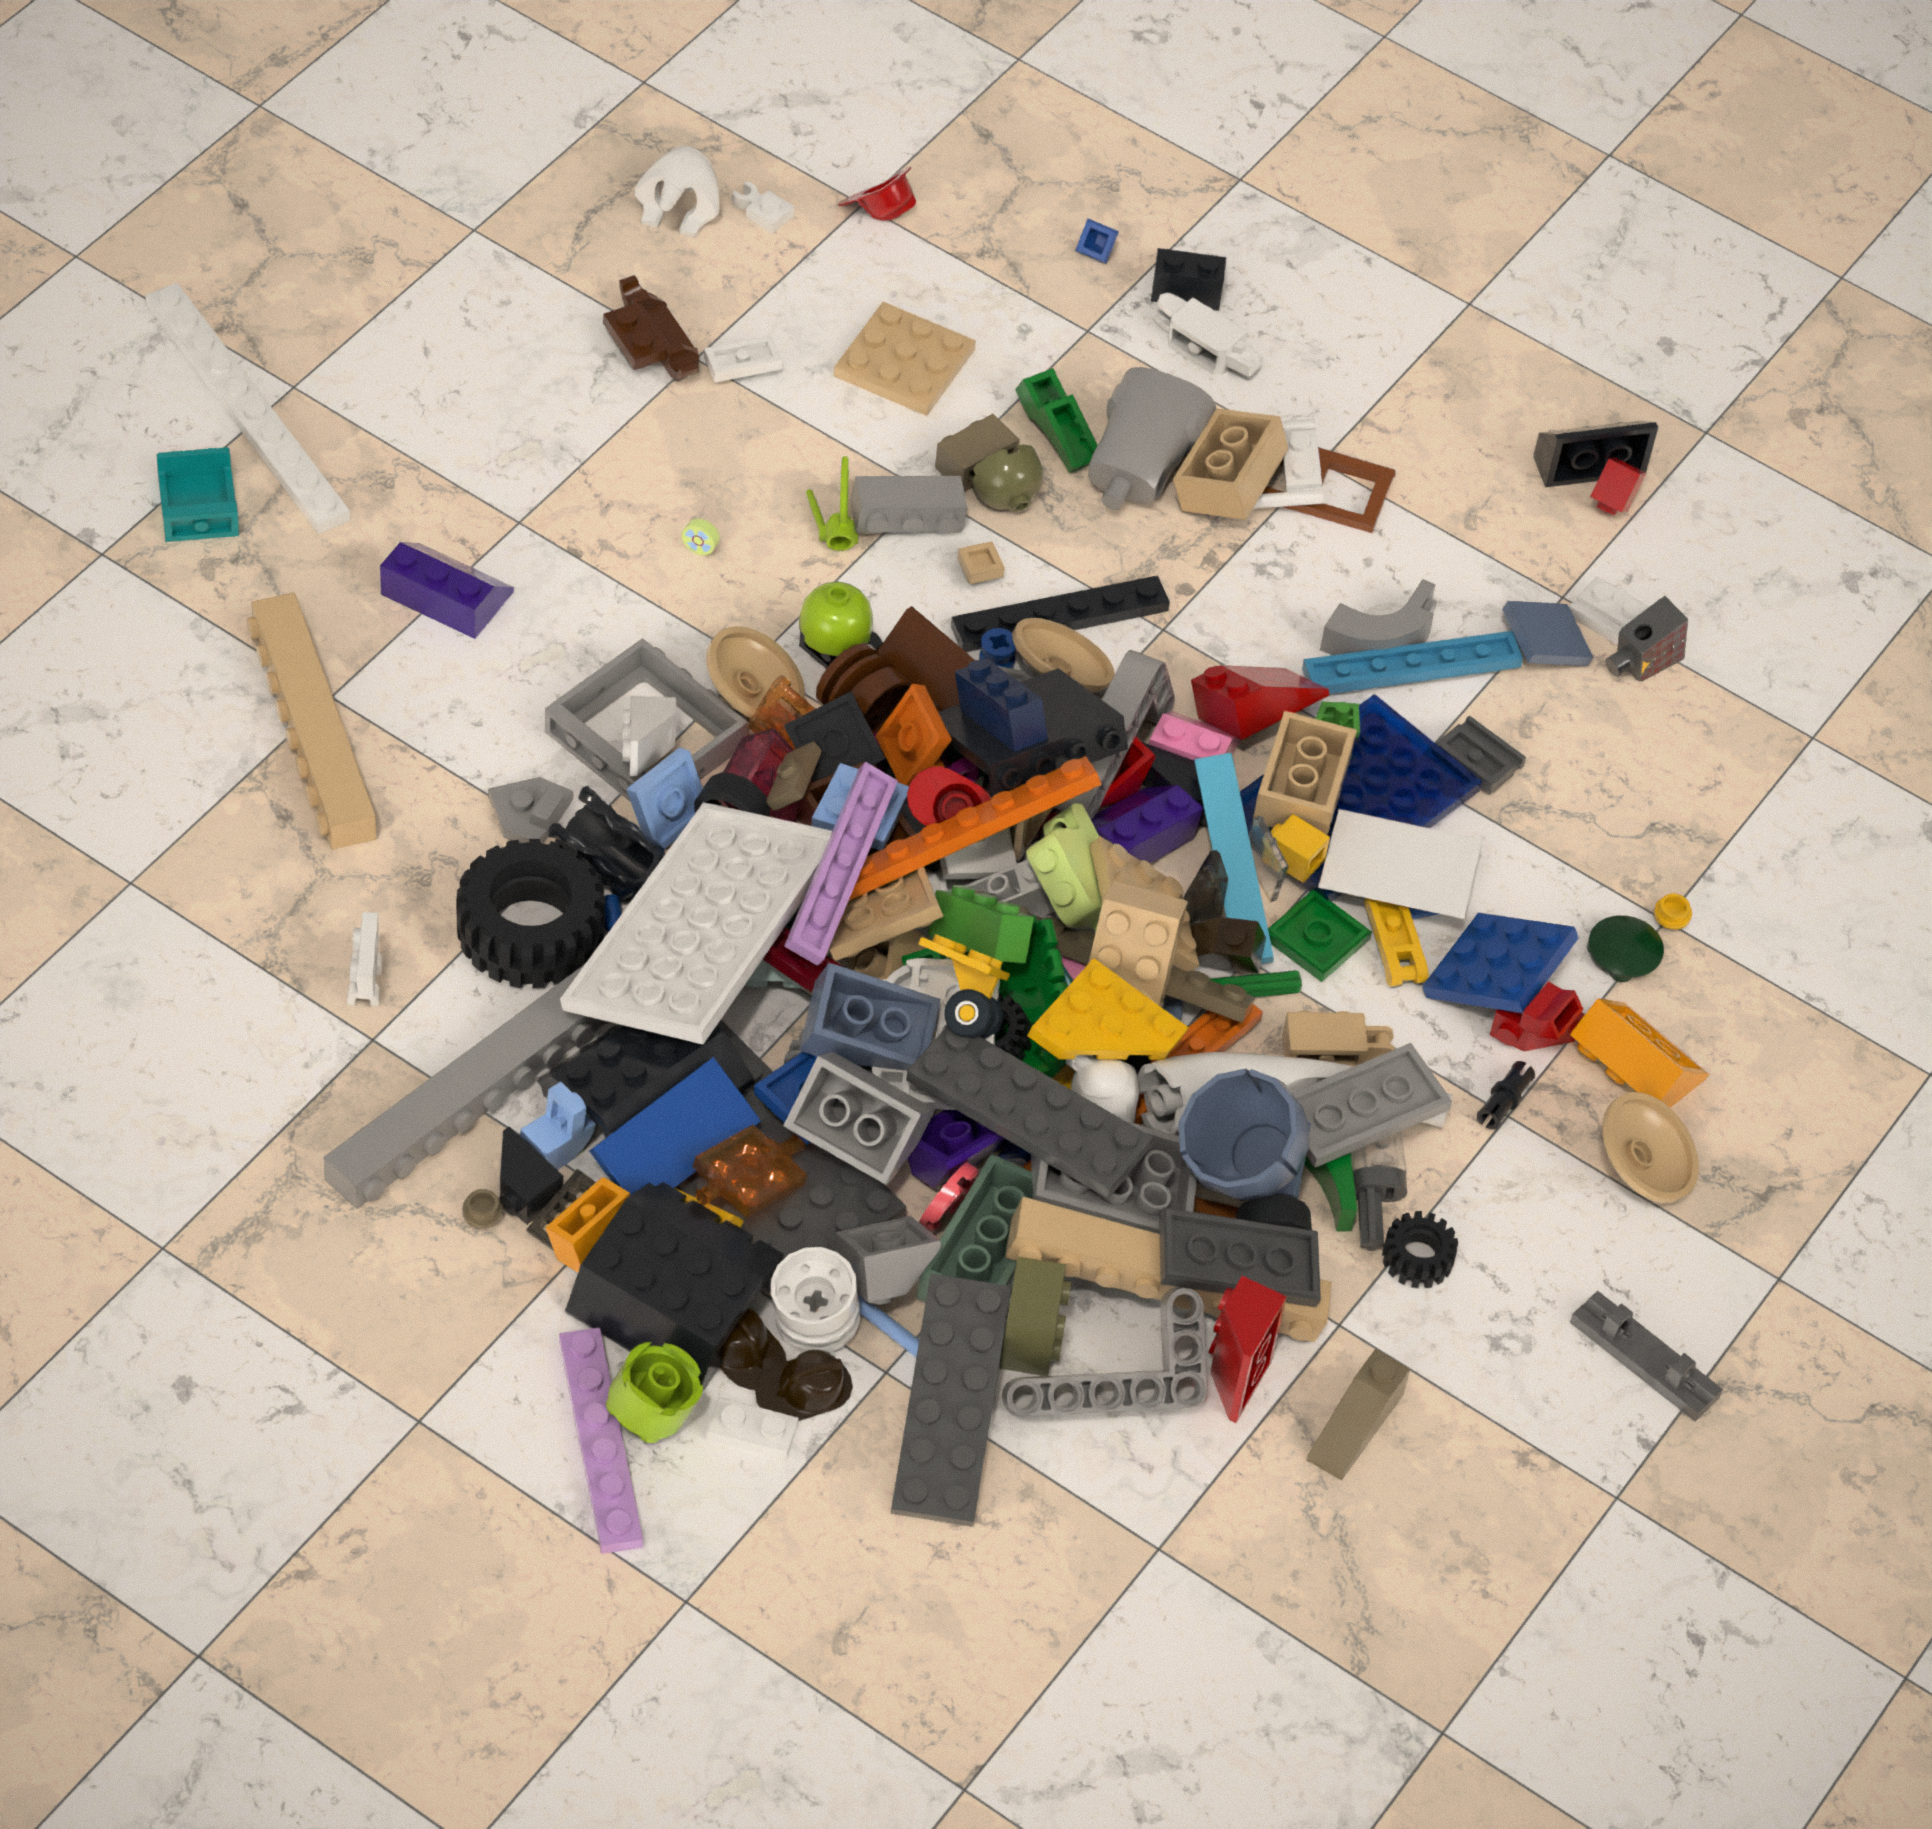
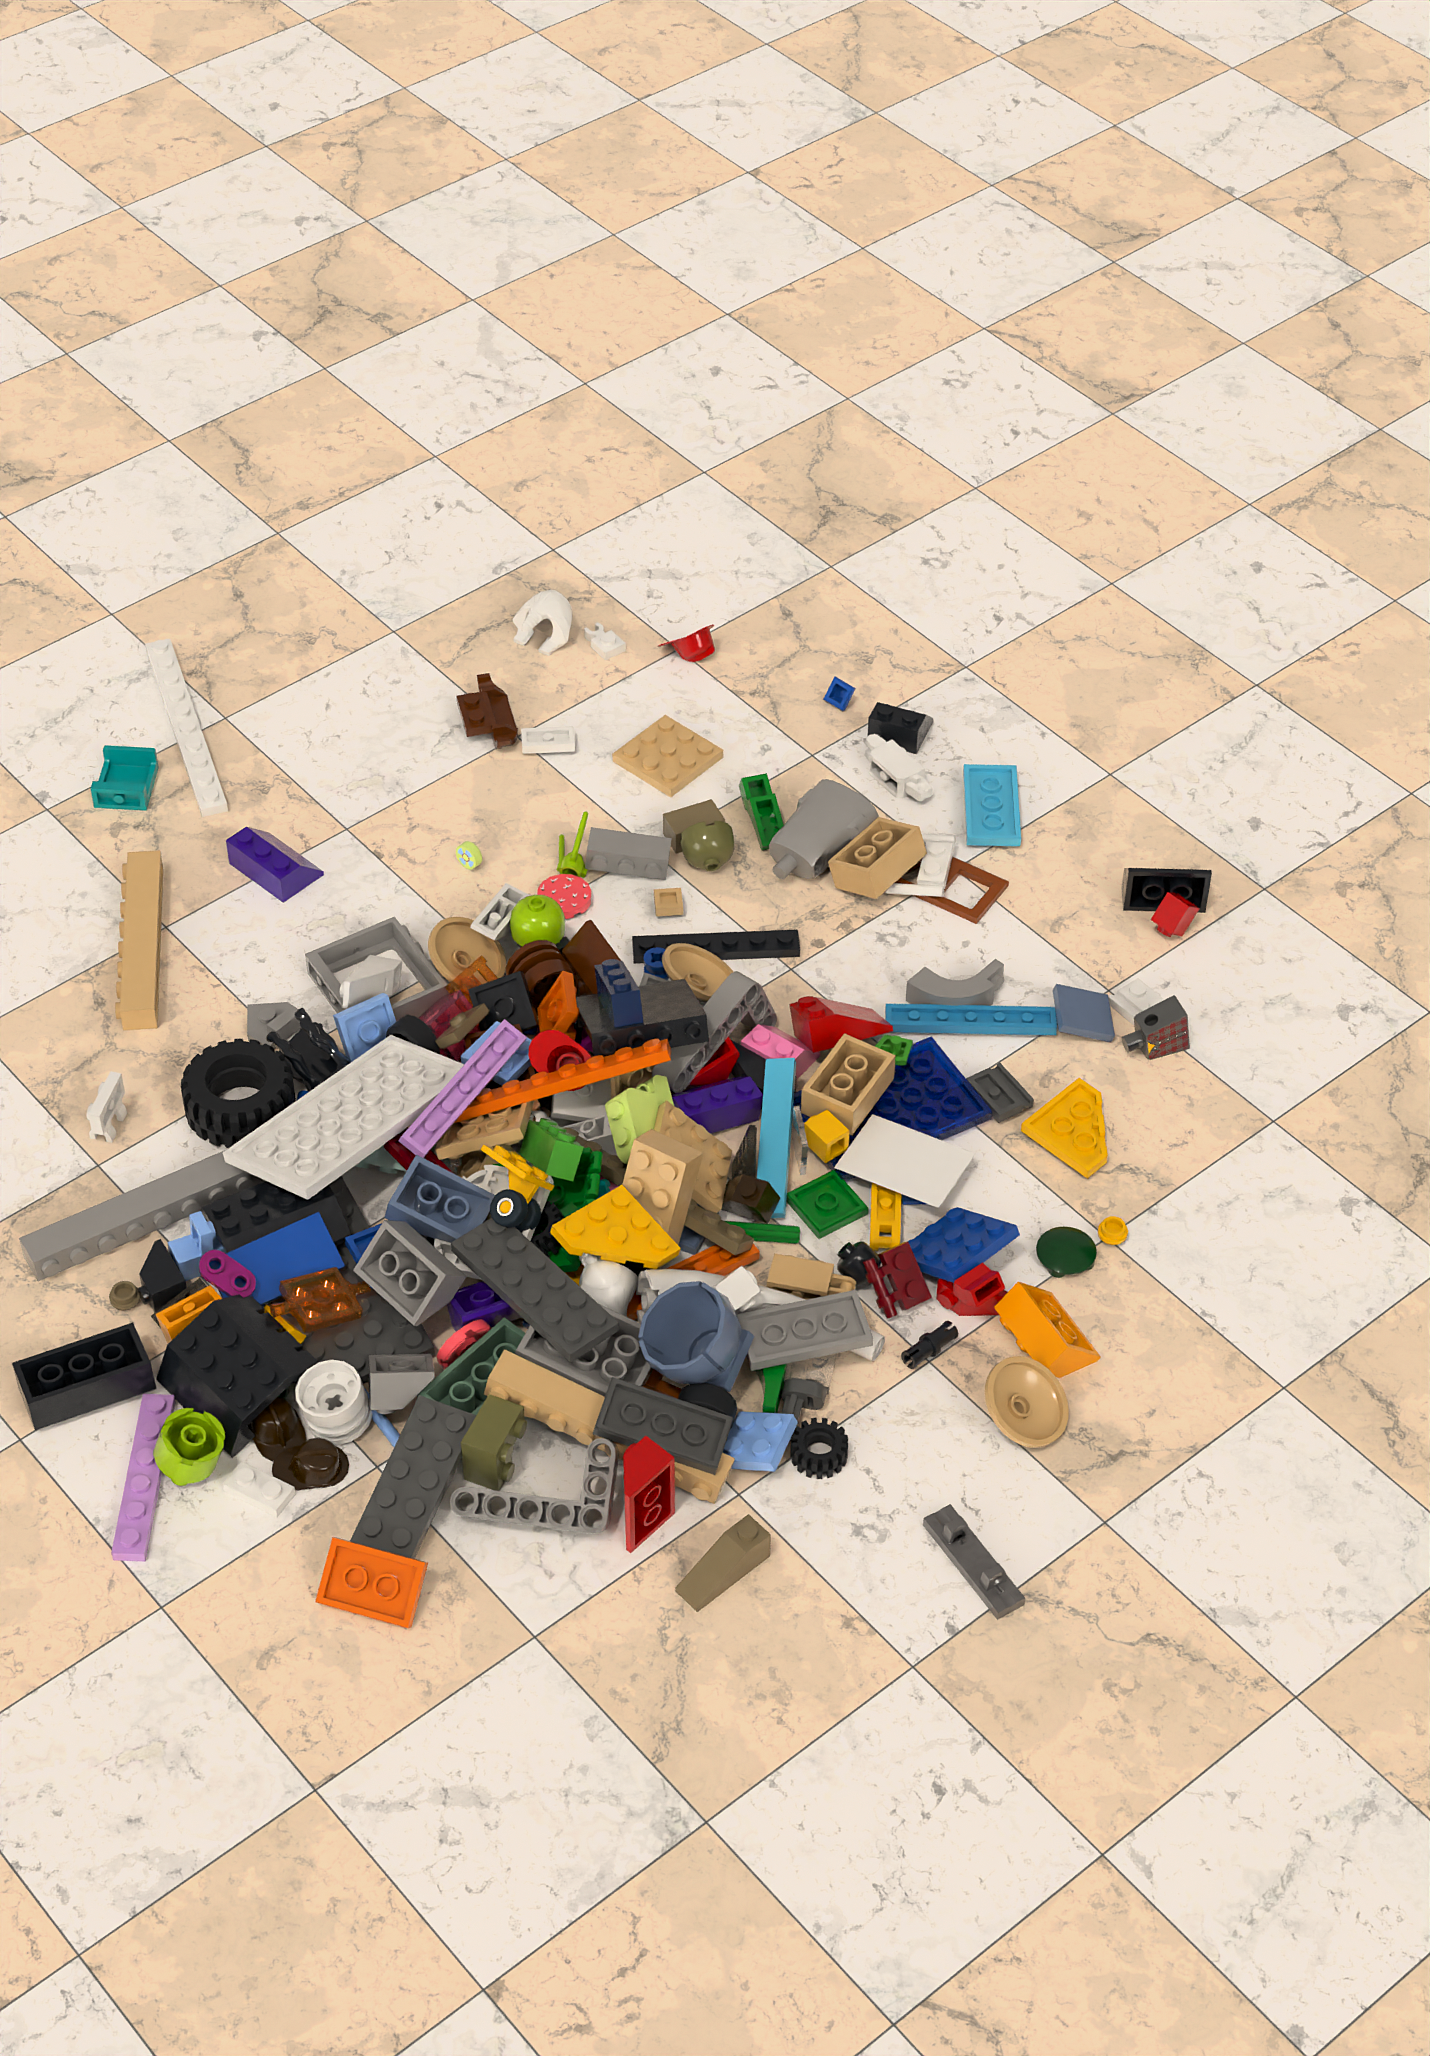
camera: 20 degrees right, 5 degrees down
(479, 1324) = (84, 1376): none -> black brick
(625, 1161) = (226, 1275): none -> magenta plate
(780, 611) = (495, 918): none -> white slope
(843, 564) = (569, 892): none -> coral tile
(946, 1520) = (371, 1582): none -> orange plate
(1277, 1061) = (739, 1288): none -> white brick
(1341, 369) = (991, 805): none -> medium azure plate
(1352, 1252) = (759, 1440): none -> light blue plate
(1390, 1005) = (852, 1261): none -> black head
(1450, 1013) = (904, 1276): none -> dark red plate
(1583, 786) = (1072, 1127): none -> yellow plate

